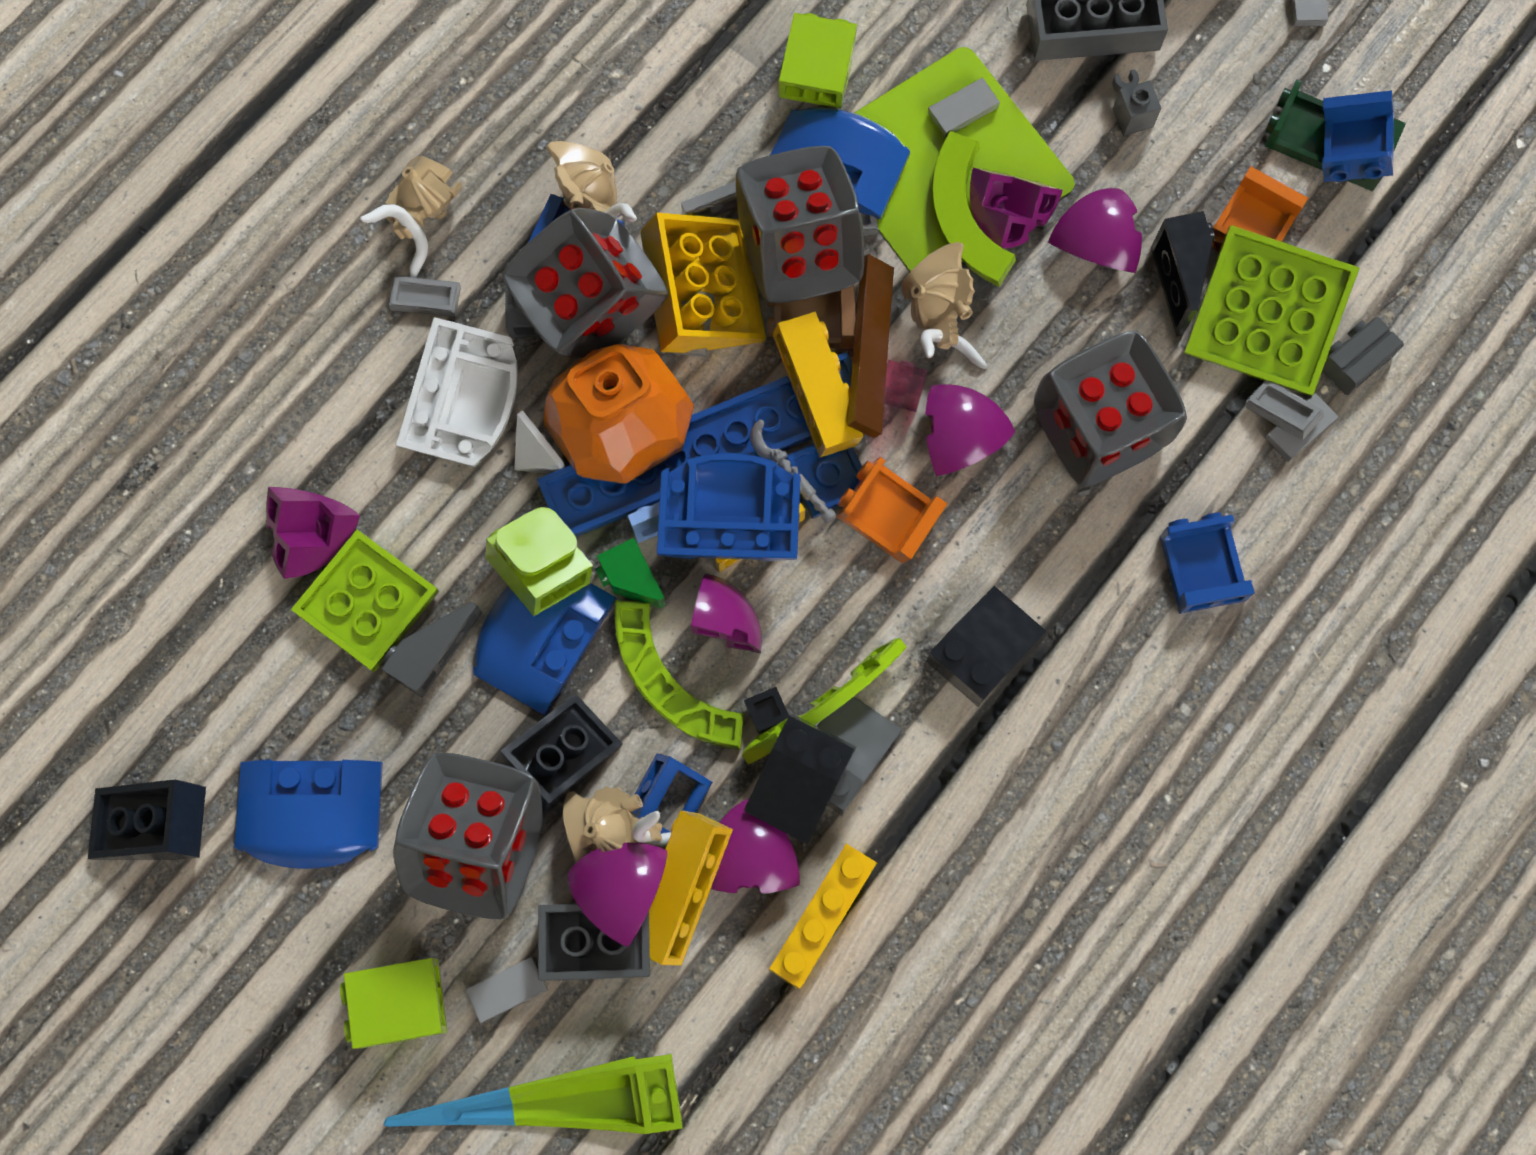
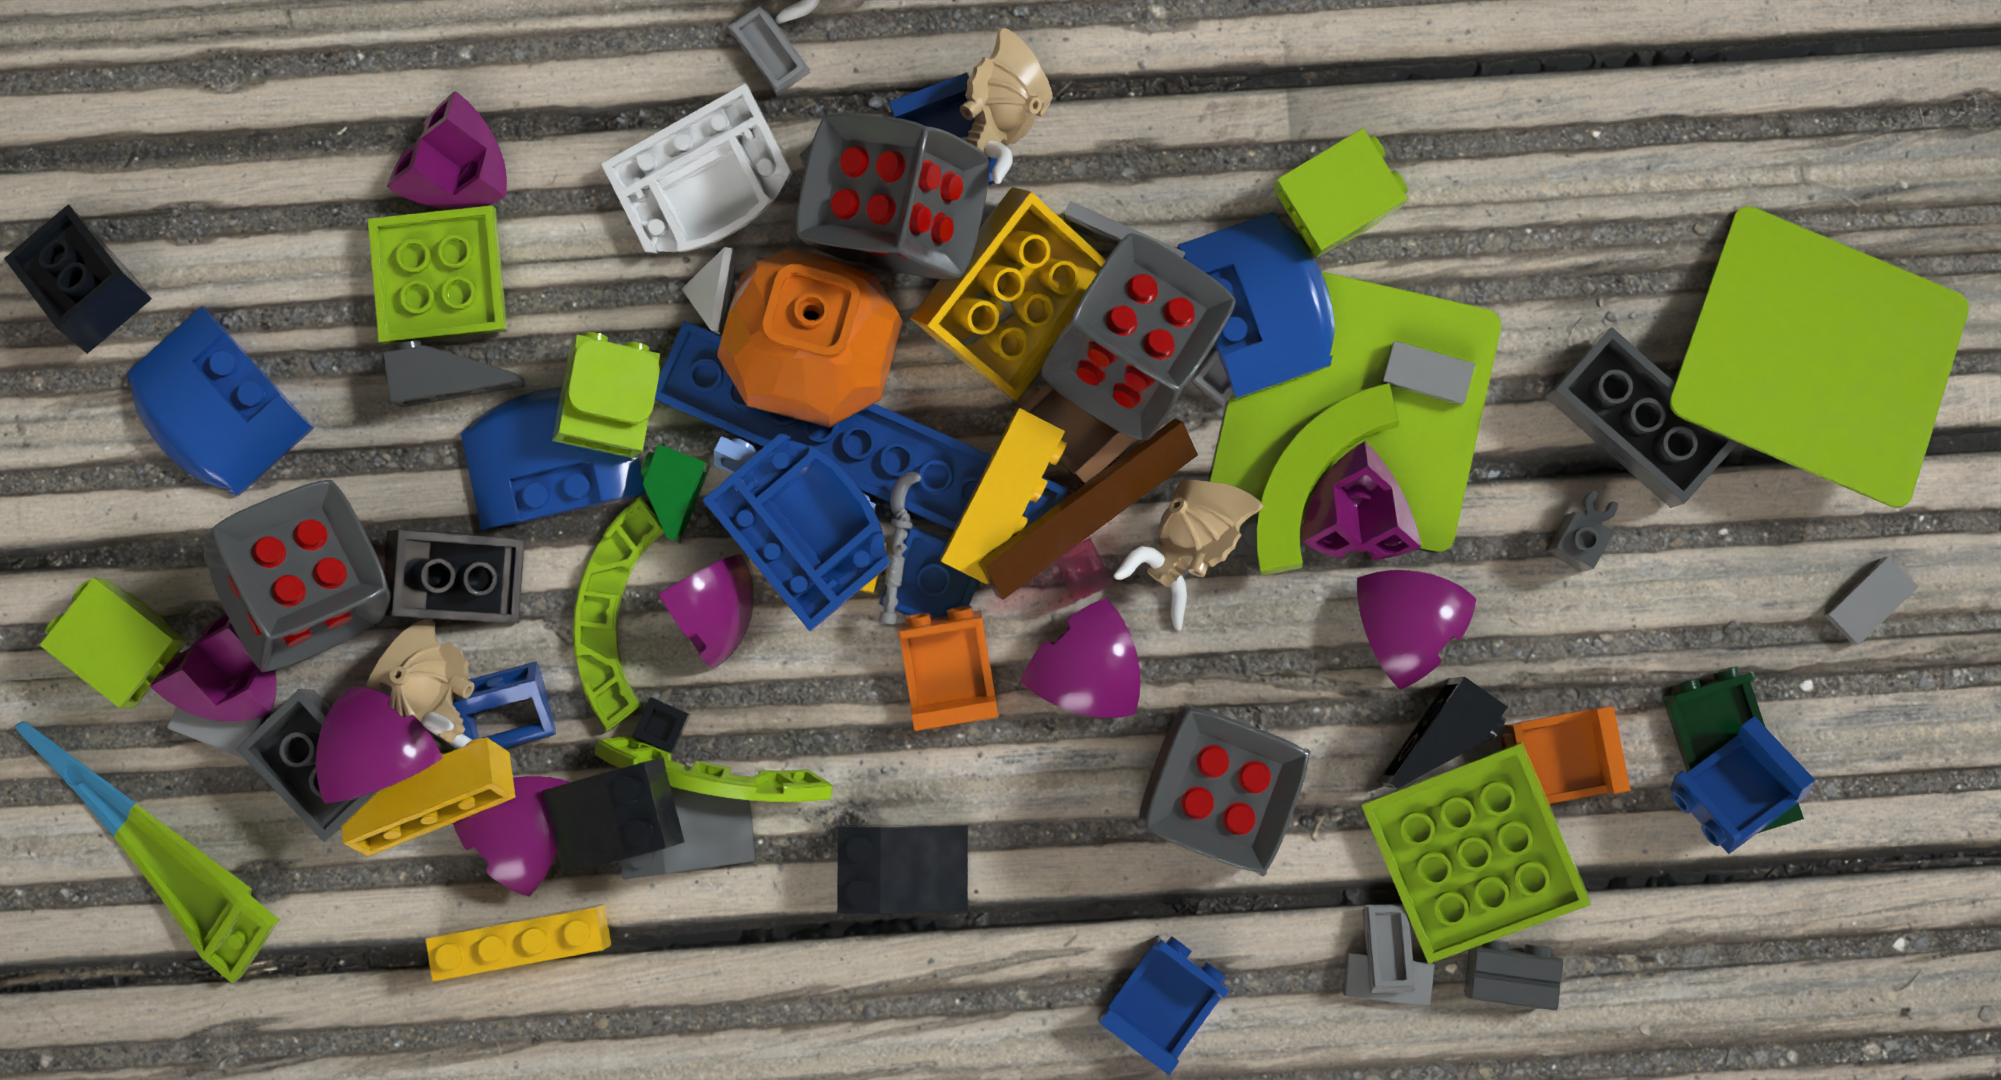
camera: 50 degrees right, 10 degrees up
(480, 955) = (217, 678): none -> magenta brick

